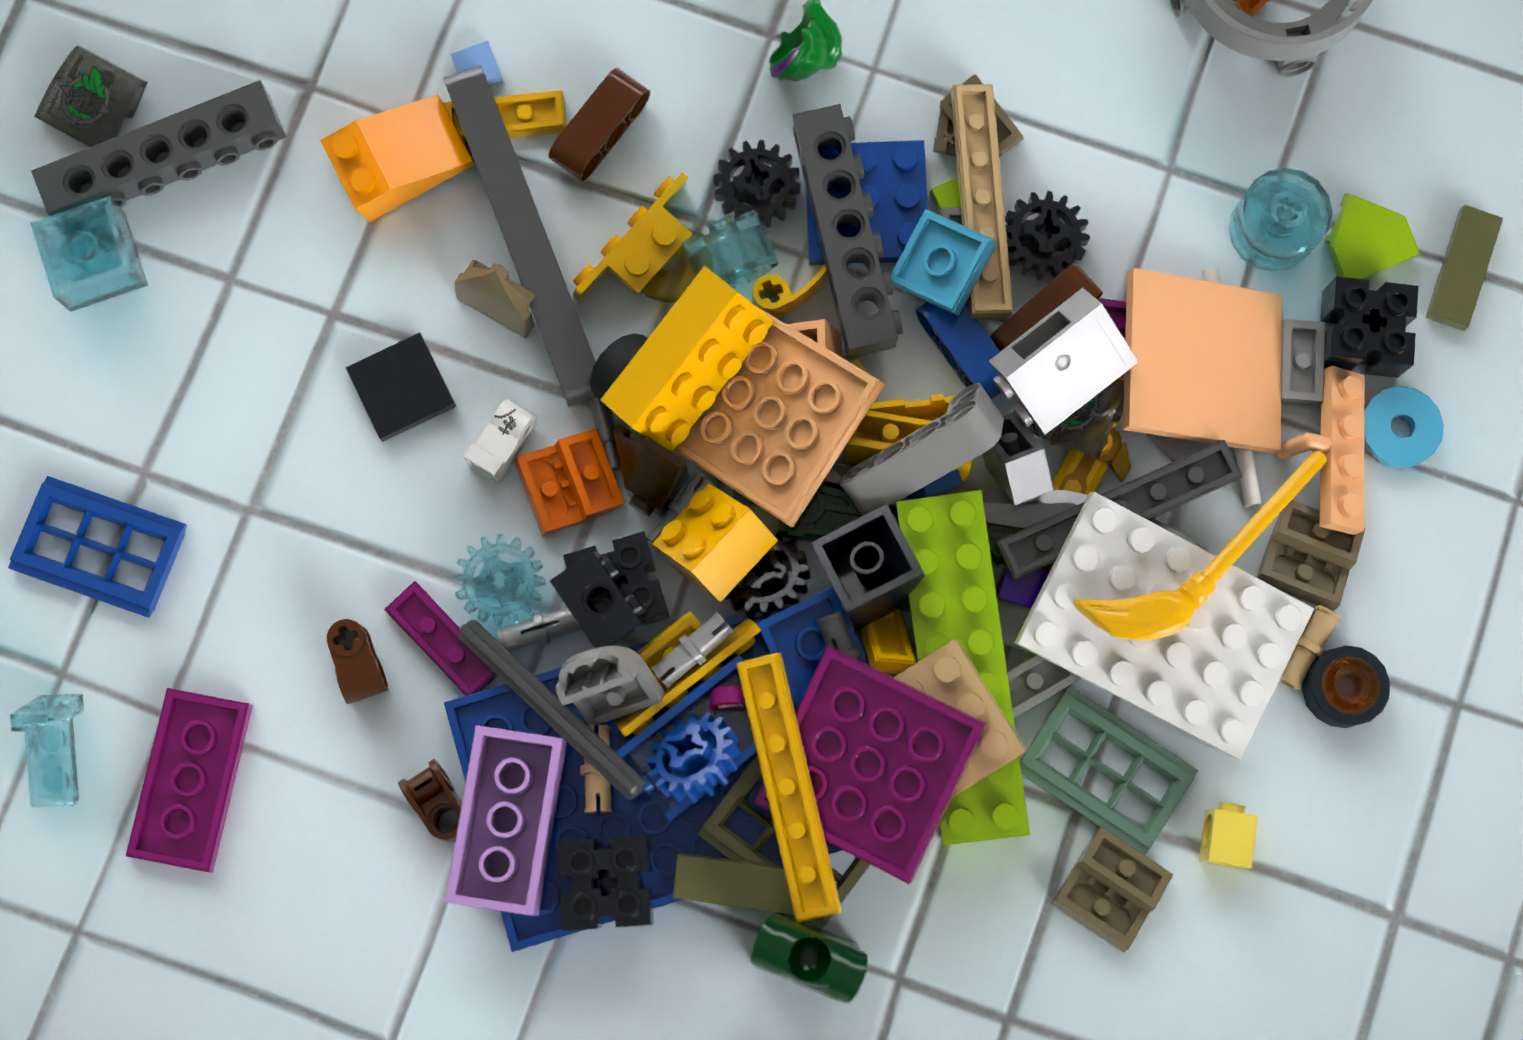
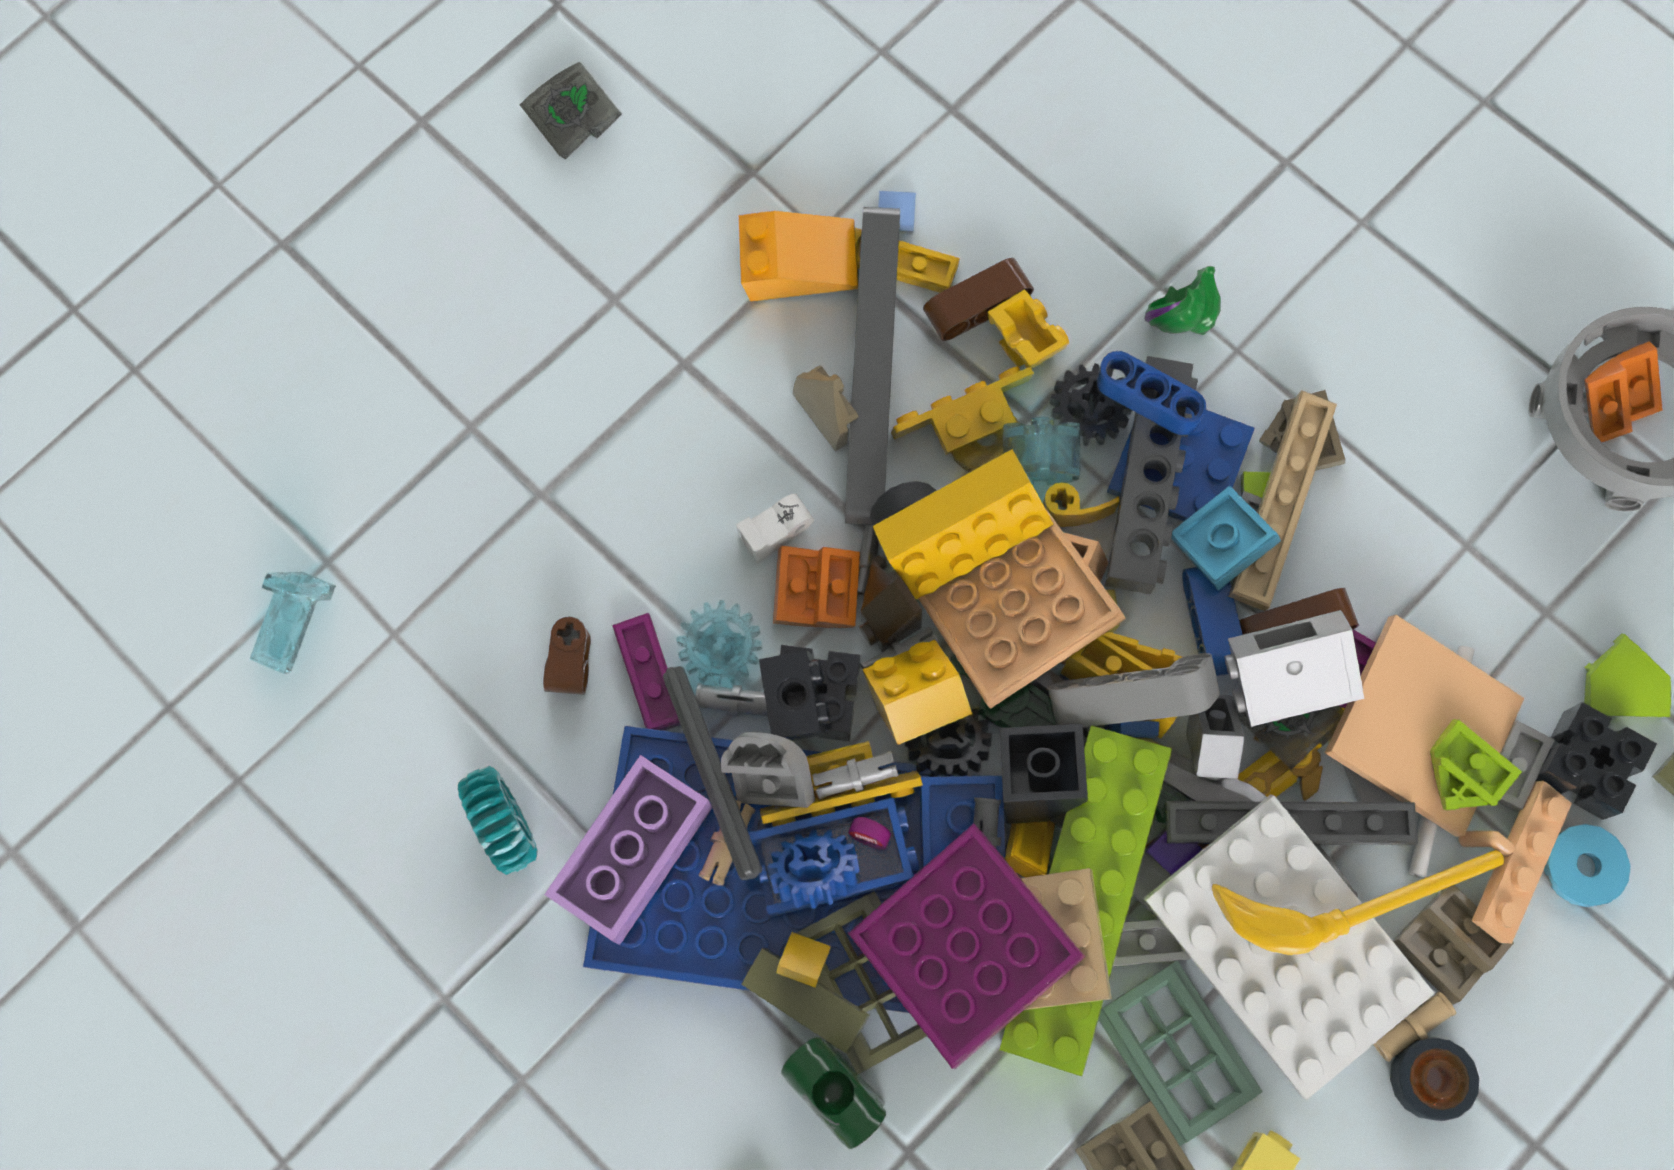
camera: 30 degrees right, 5 degrees down
(84, 582) = (381, 495): blue piece -> none
(89, 254) = (510, 230): clear light blue brick -> none
(138, 149) = (589, 163): dark grey brick -> none
(189, 780) = (386, 696): magenta tile -> none
(361, 851) = (497, 820): none -> teal gear
(400, 387) = (712, 446): black tile -> none
(431, 796) = (577, 801): reddish brown piece -> none
(584, 864) = (677, 919): black brick -> none
(661, 138) = (1025, 332): none -> yellow cylinder
(722, 847) = (803, 959): none -> yellow tile
(789, 788) = (884, 934): yellow tile -> none
(796, 137) = (1159, 410): none -> blue beam
(1060, 235) = (1340, 560): black gear -> none
(1260, 385) = (1469, 769): none -> lime slope
(1280, 219) = (1551, 630): clear light blue wheel -> none

